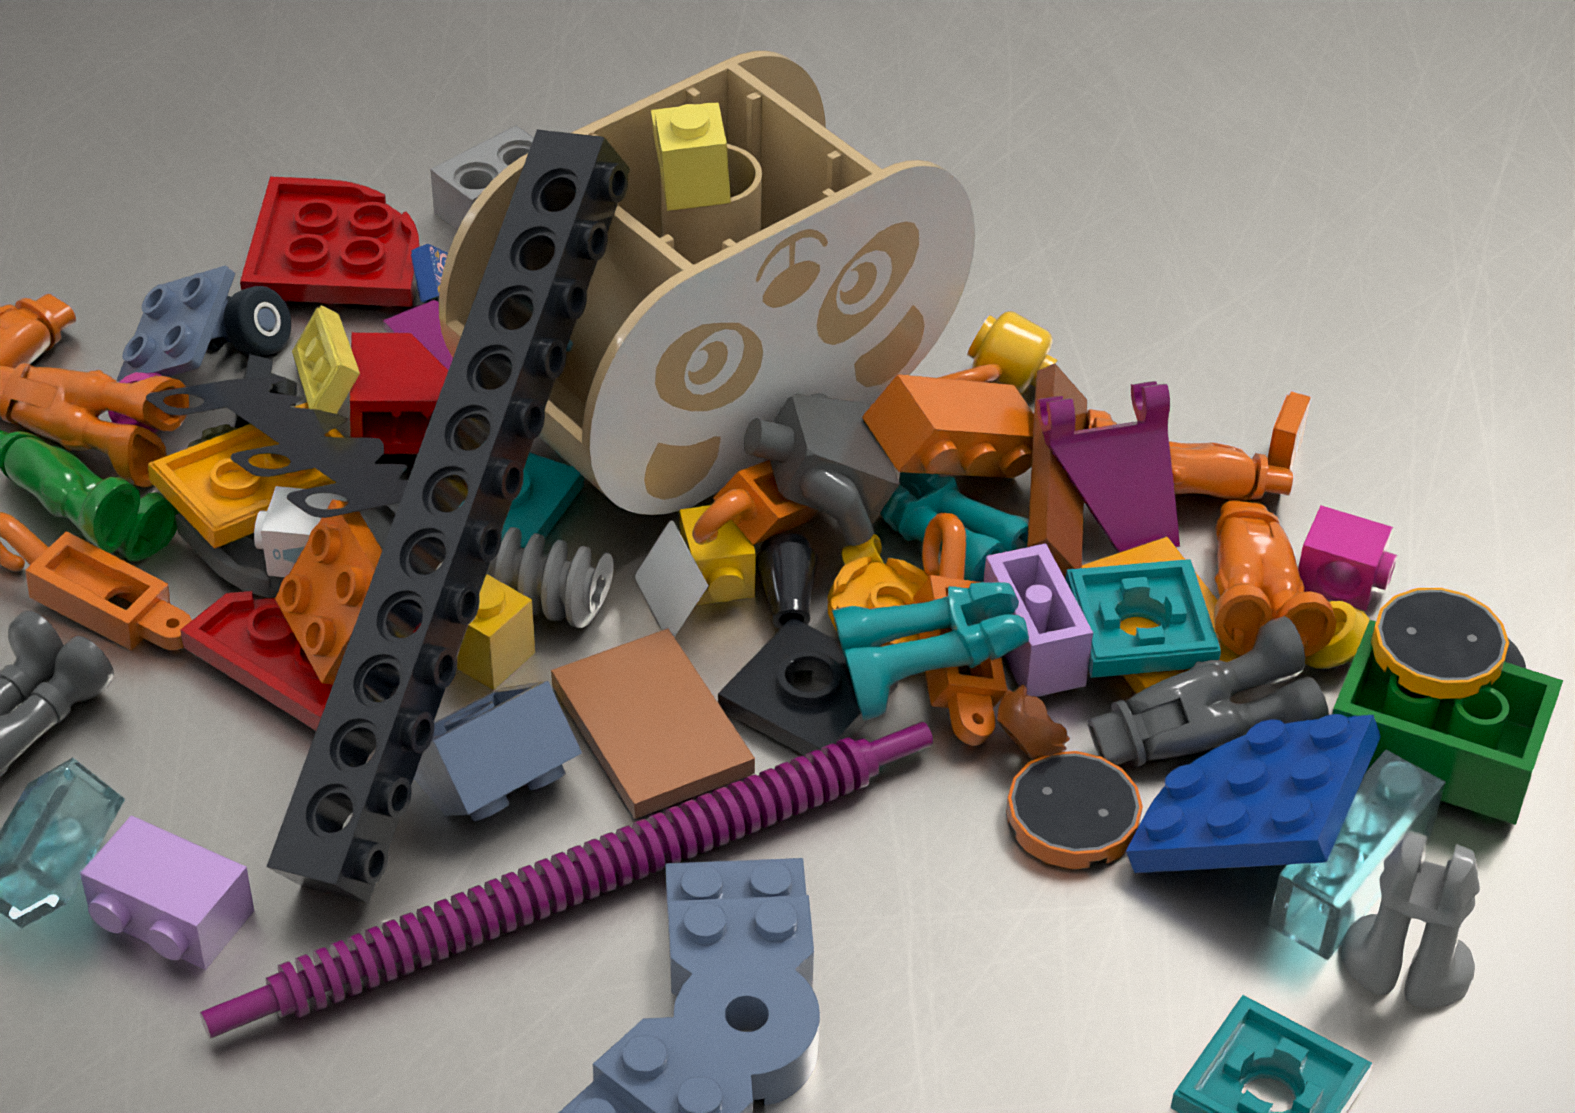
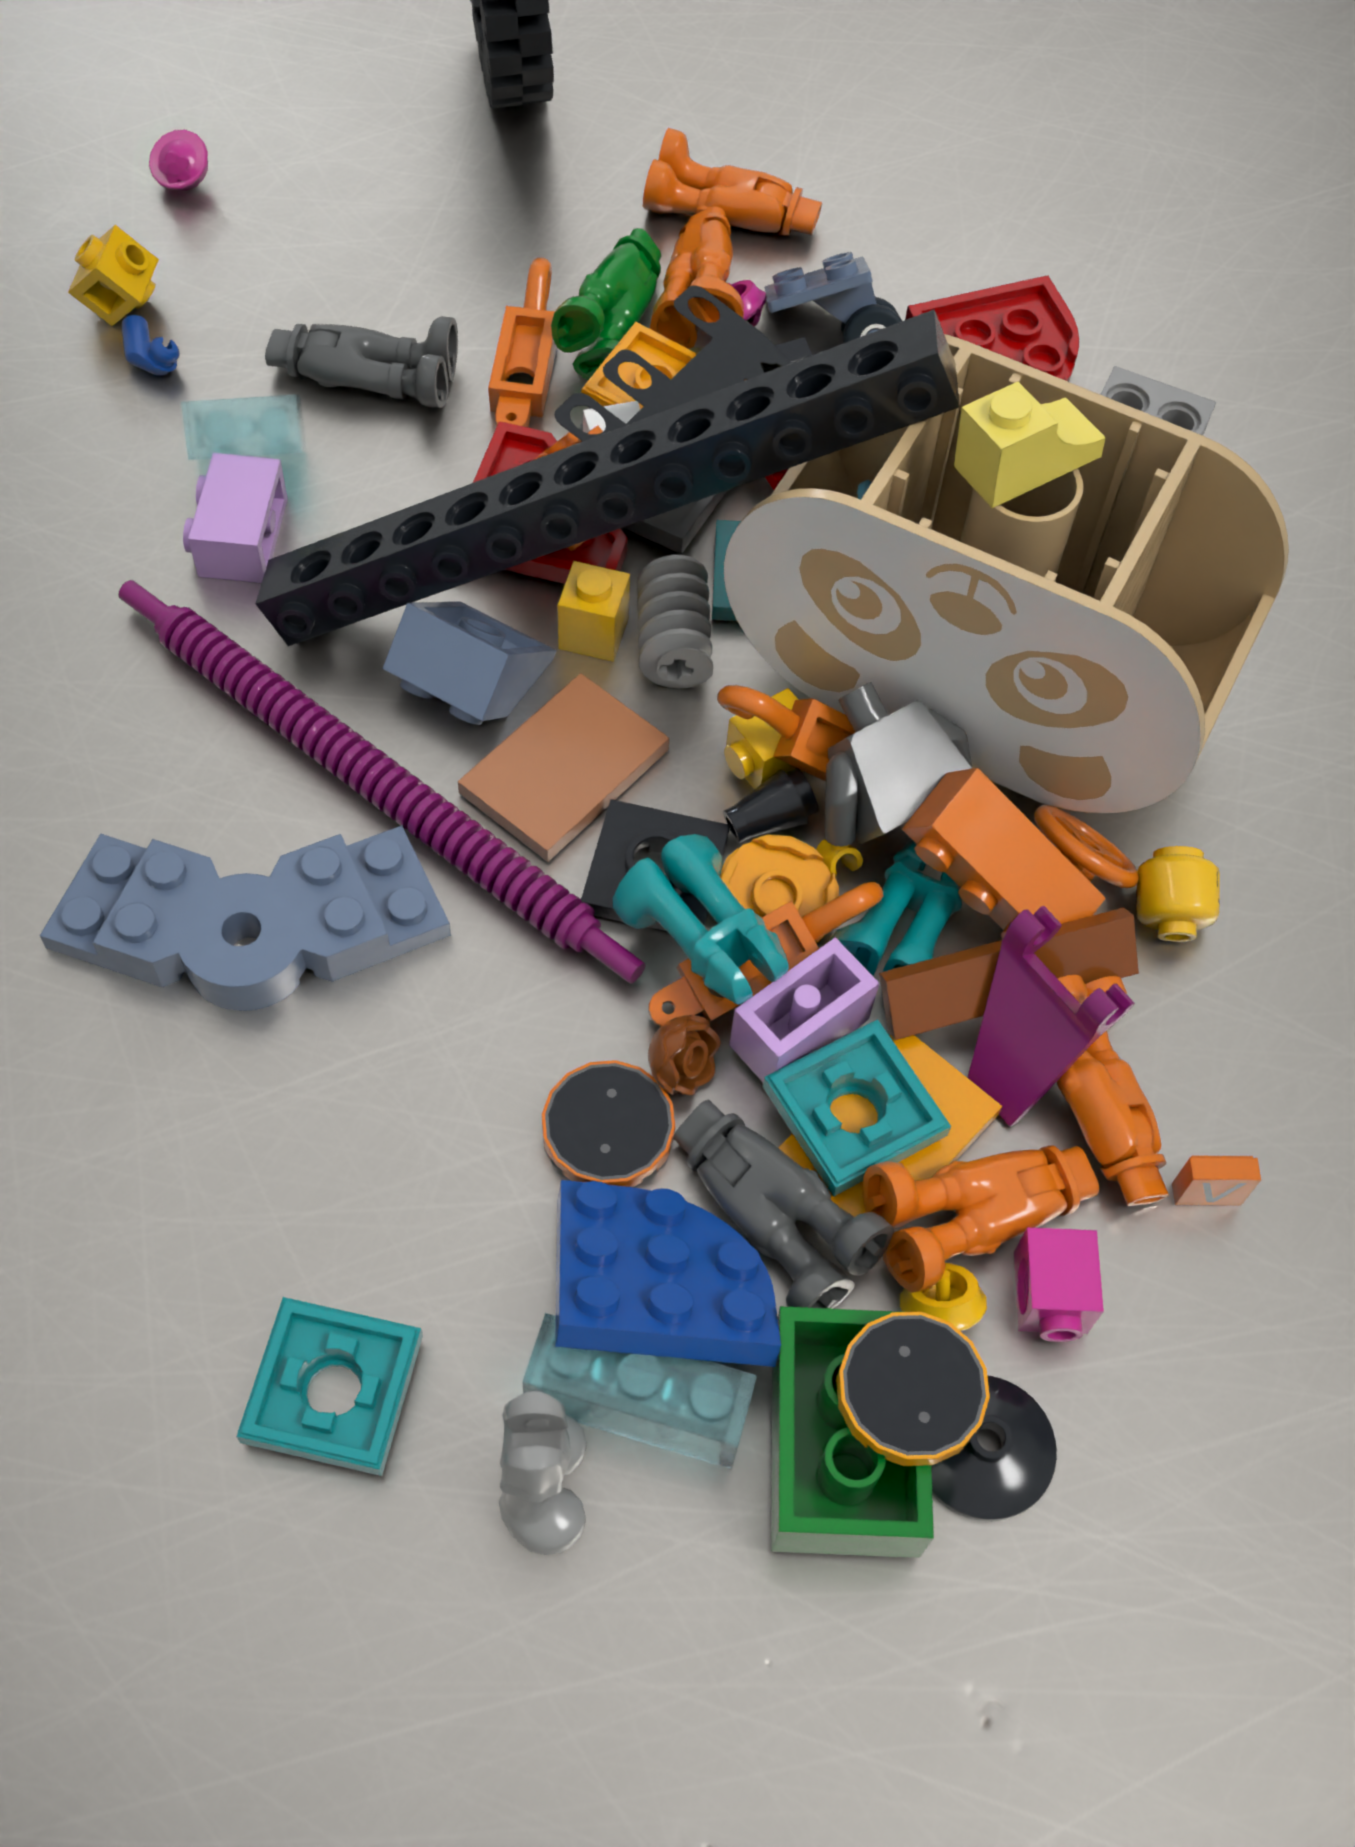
camera: 65 degrees right, 15 degrees up
(671, 580) = (711, 724): white sticker -> none

